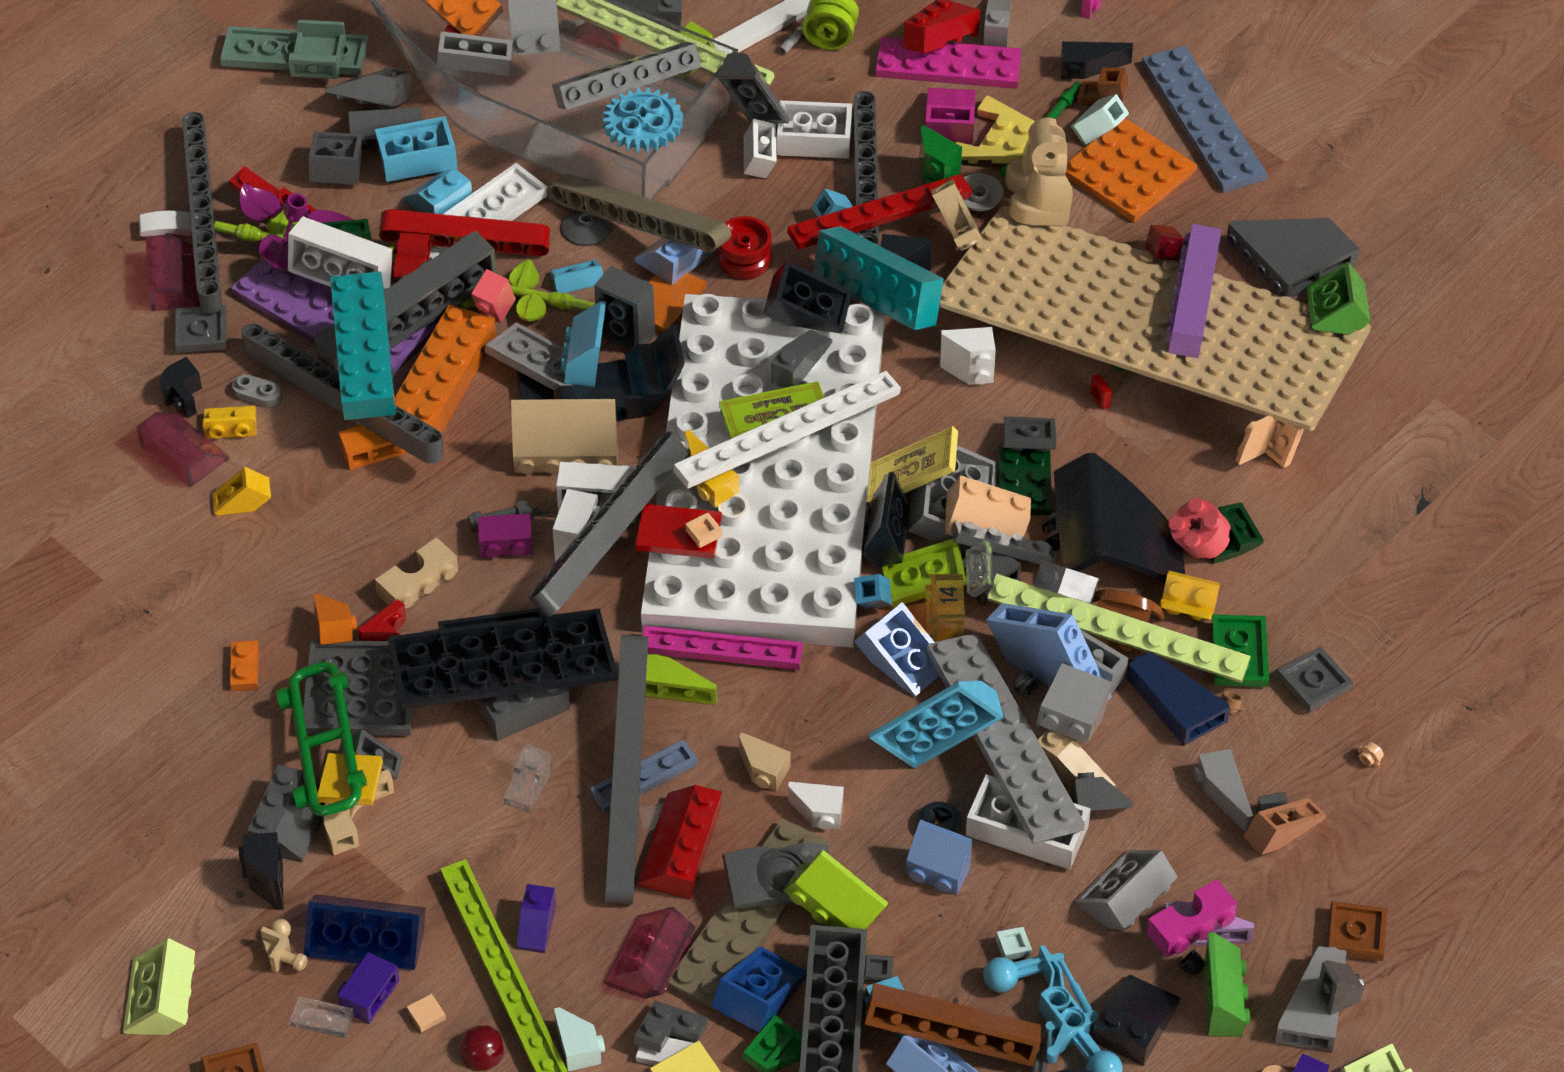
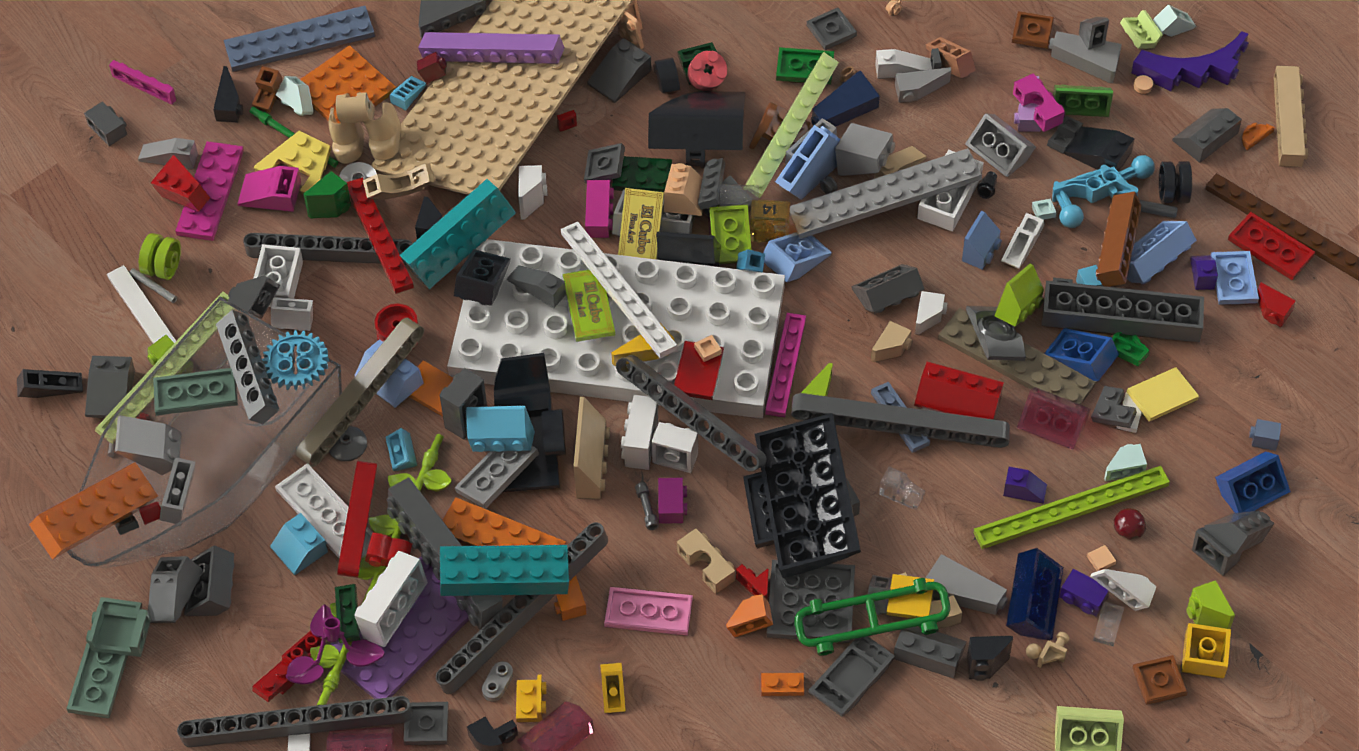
camera: 85 degrees left, 5 degrees up
(248, 731) = (852, 675): none -> dark grey slope
(335, 158) = (248, 618): dark grey slope -> none
(350, 527) = (648, 611): none -> bright pink tile
(367, 1028) = (1128, 587): none -> white slope
(378, 847) = (967, 586): none -> light grey slope
(416, 148) = (249, 556): medium azure slope -> none
(434, 23) = (126, 525): none -> pearl dark grey tile
(493, 295) = (440, 493): coral brick -> none
(597, 37) = (194, 391): none -> sand green tile
(830, 202) = (364, 269): medium azure brick -> none
(854, 756) = (889, 288): none -> dark grey slope
(940, 722) = (880, 221): medium azure slope -> none
(945, 812) = (946, 239): black gear -> none
(954, 918) = (1023, 240): none -> white slope
(975, 430) = (599, 208): none -> dark pink brick
(1050, 874) = (987, 186): none -> black cone
(1066, 582) = (754, 147): slope -> none
(1097, 793) = (928, 149): dark grey slope -> none
(1115, 225) = (404, 102): none -> medium azure slope
(1167, 976) = (1065, 134): none -> dark grey slope
(1189, 596) = (760, 86): yellow bracket -> none
(1190, 484) = (666, 75): none -> black brick
(1198, 444) = (620, 70): none -> dark grey slope
(1258, 759) = (894, 61): none -> white slope

